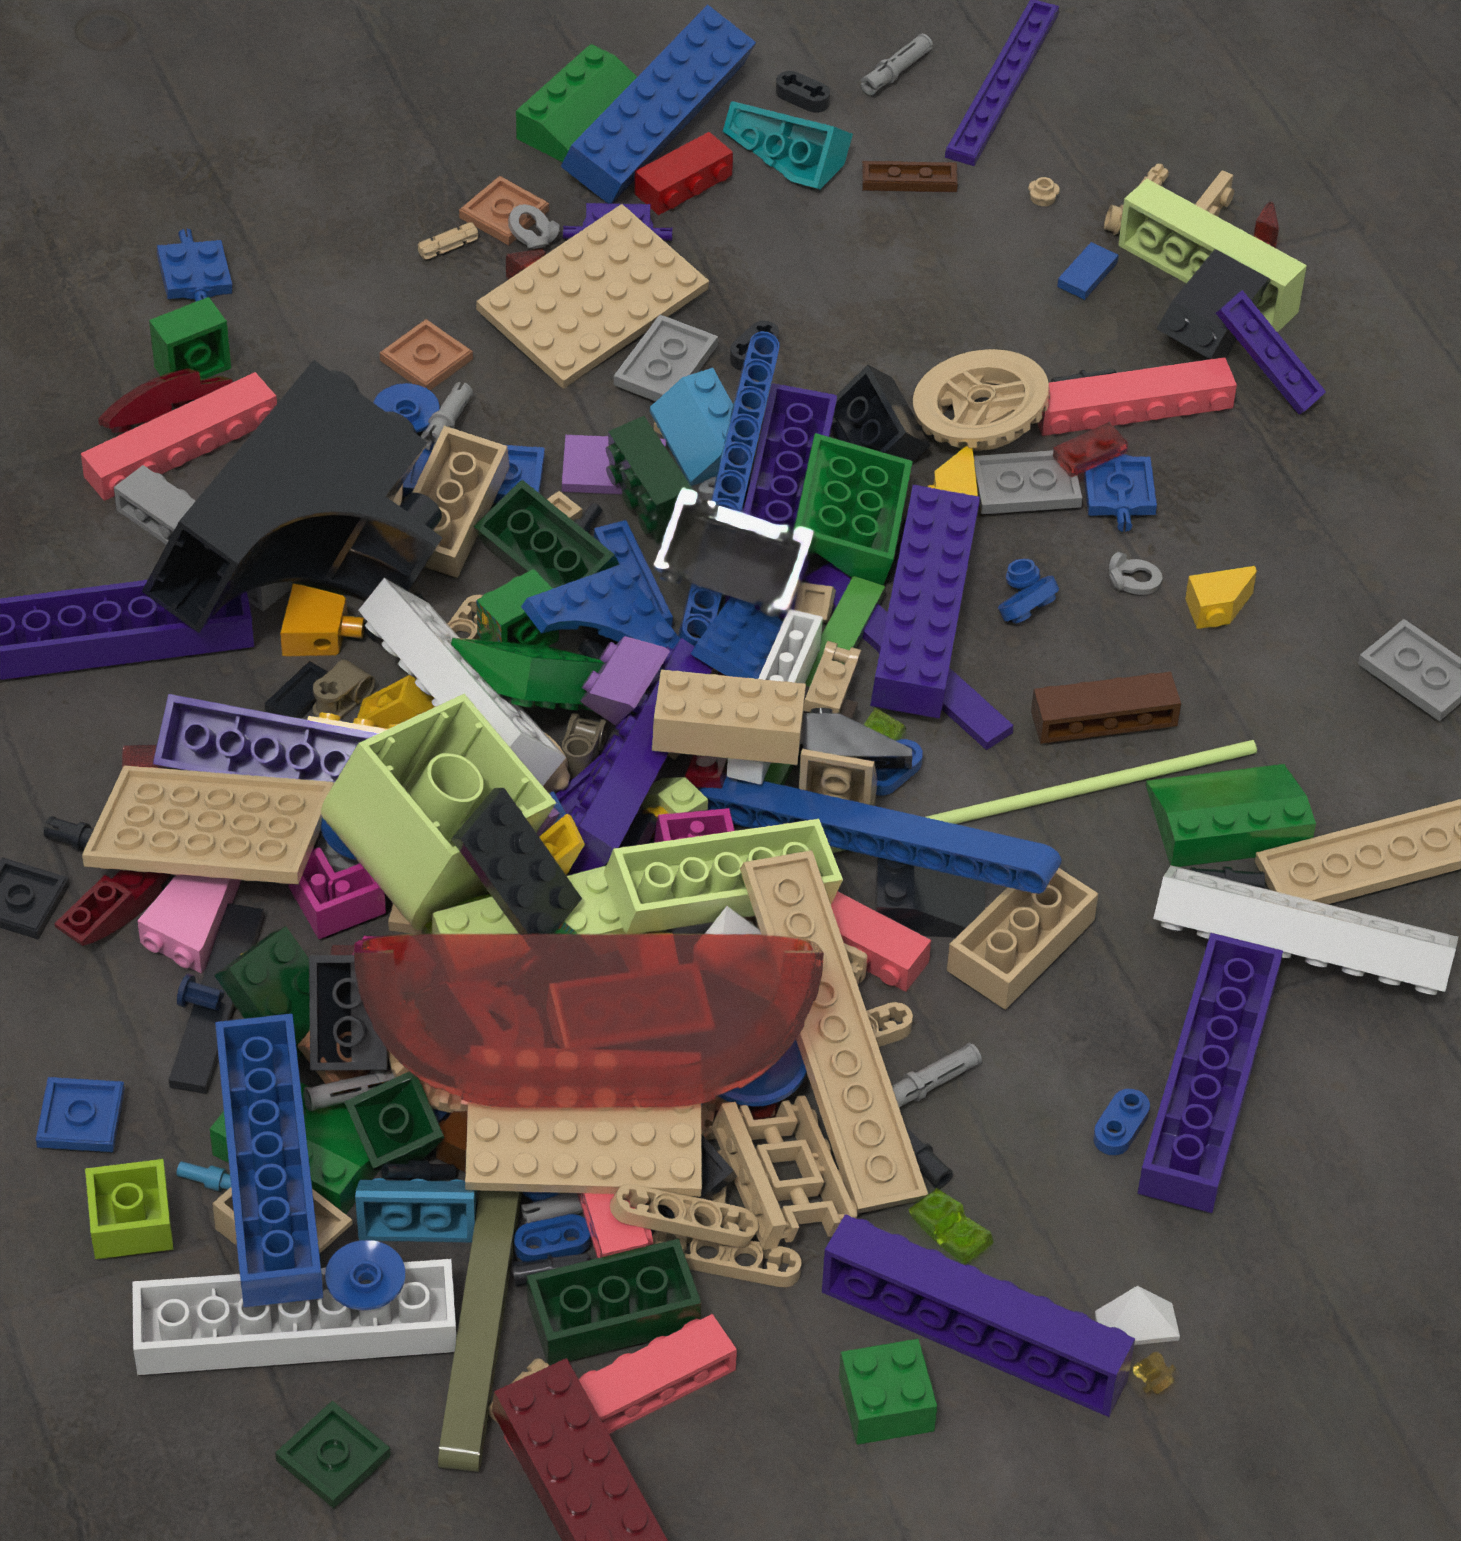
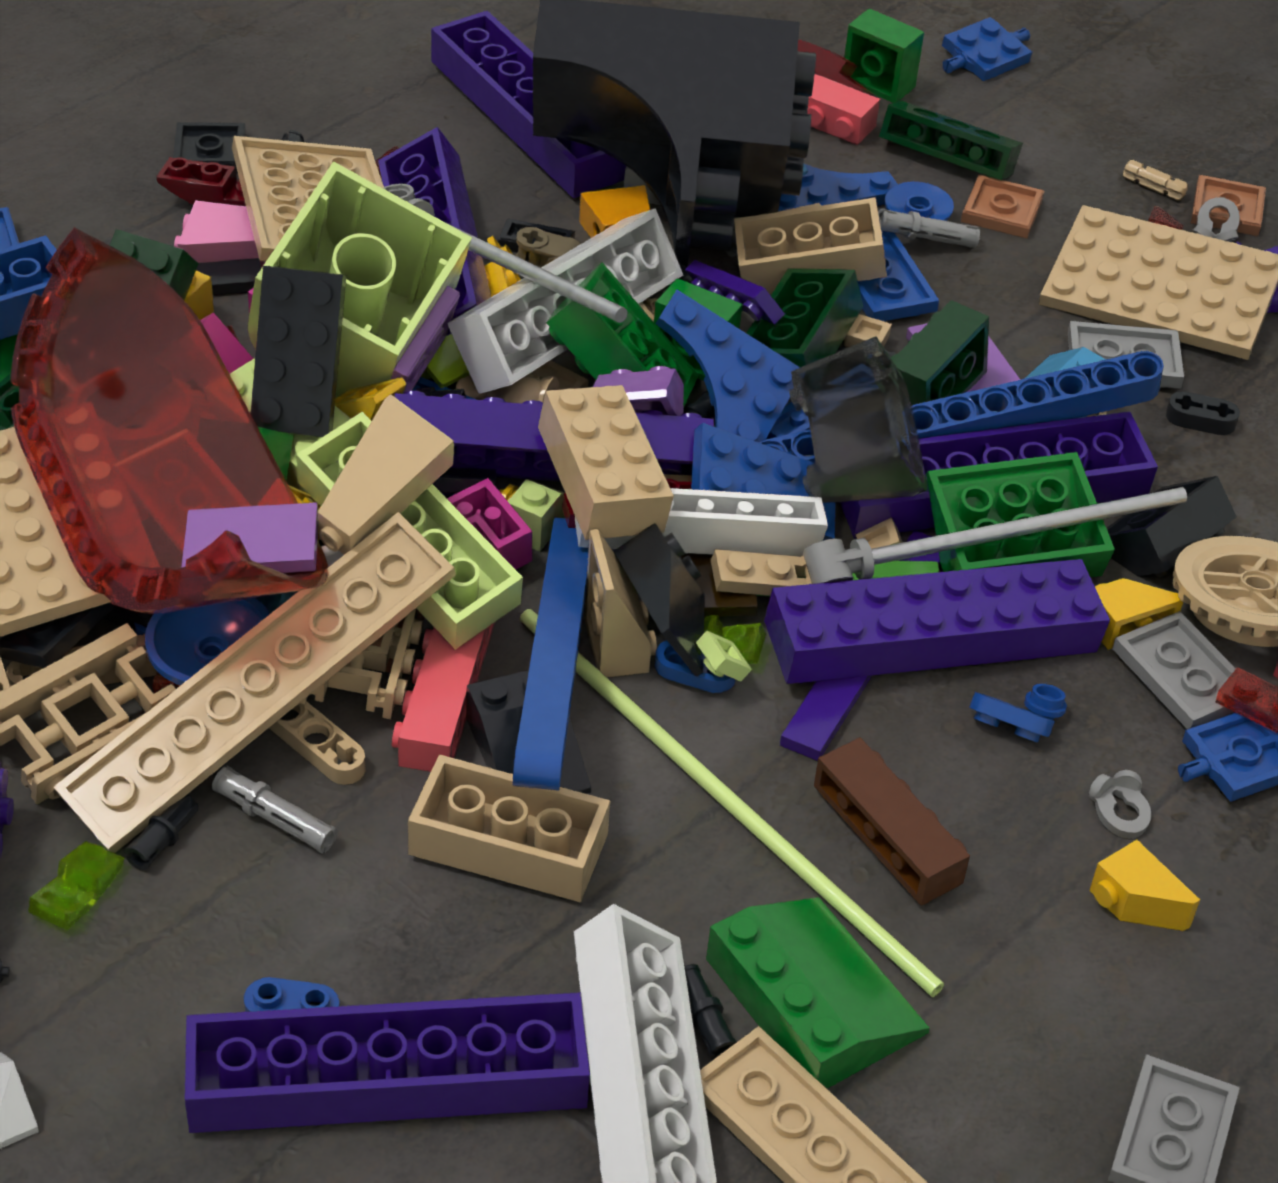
camera: 65 degrees right, 5 degrees down
(281, 758) = (523, 267): none -> flat silver piece
(334, 346) = (950, 140): none -> dark green brick
(501, 570) = (755, 299): none -> dark purple plate
(699, 858) = (384, 475): none -> tan slope
(722, 971) = (273, 535): none -> medium lavender tile
(860, 627) = (830, 561): none -> flat silver piece
(914, 739) = (723, 656): none -> yellowish green plate

